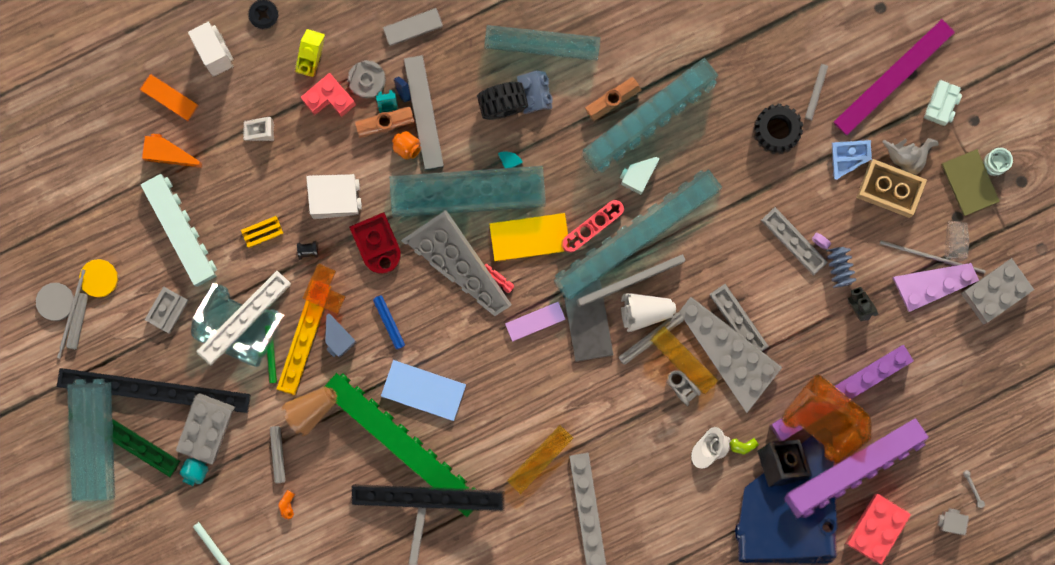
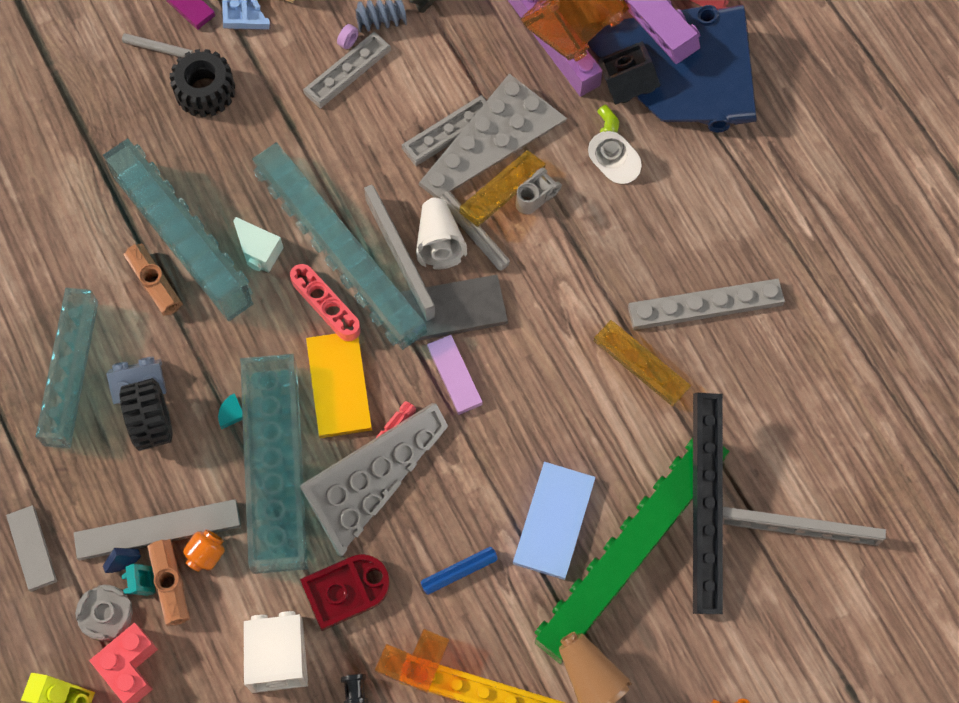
camera: 90 degrees left, 15 degrees down
(337, 338) = (483, 641): sand blue slope -> none

